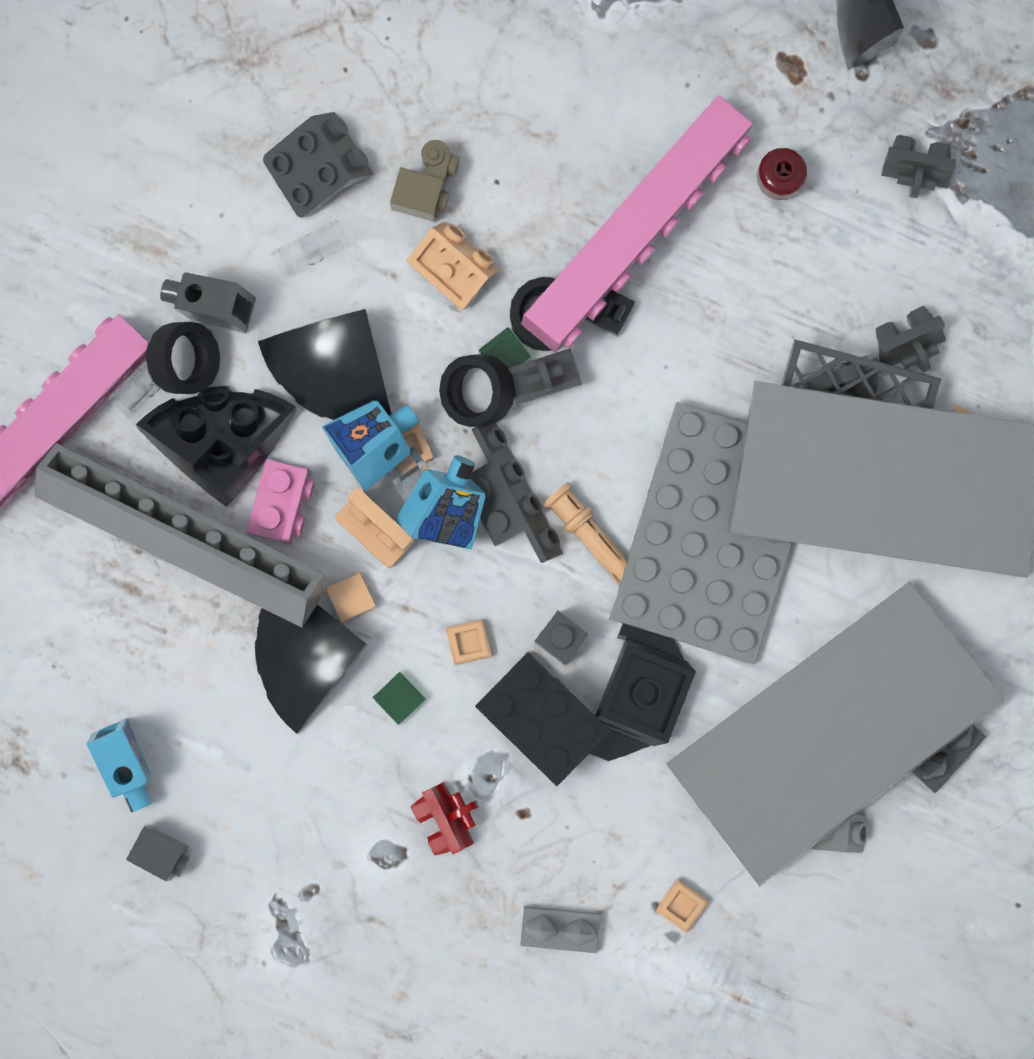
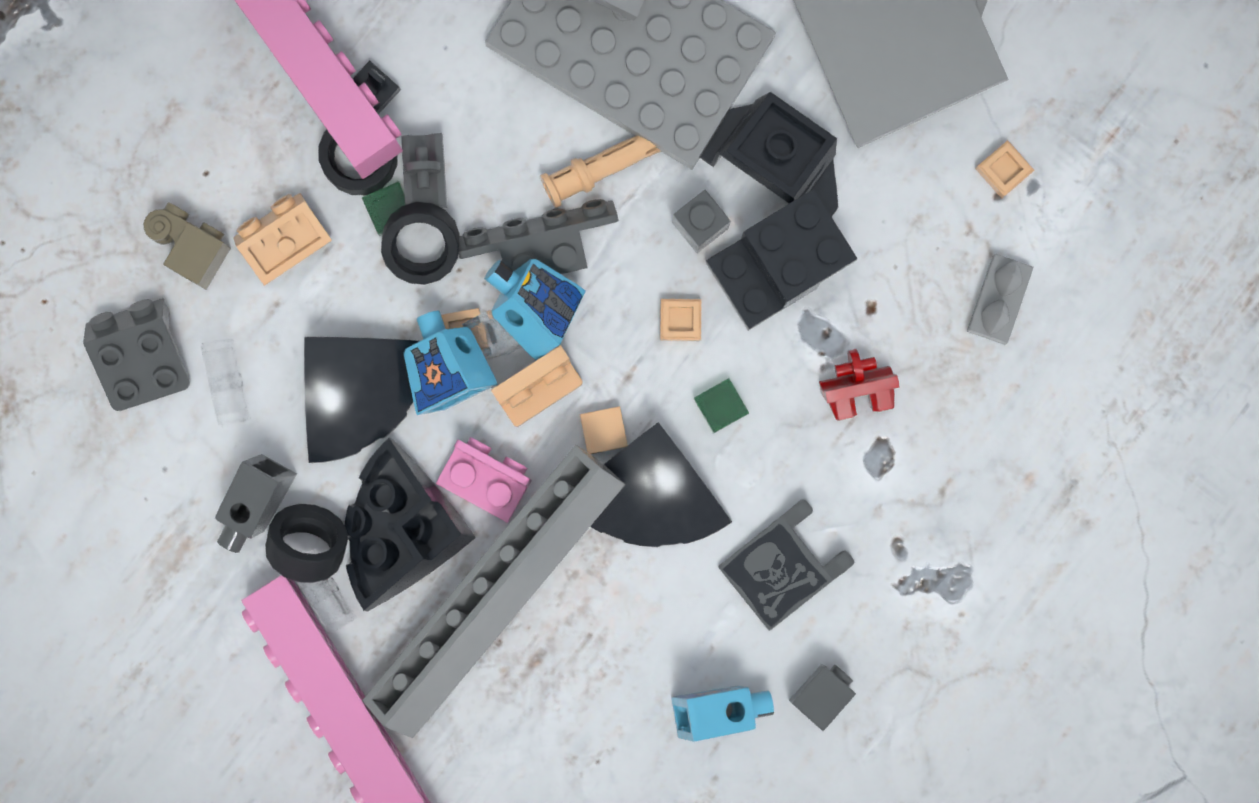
camera: 80 degrees left, 0 degrees up
(263, 786) = (778, 570): none -> flag

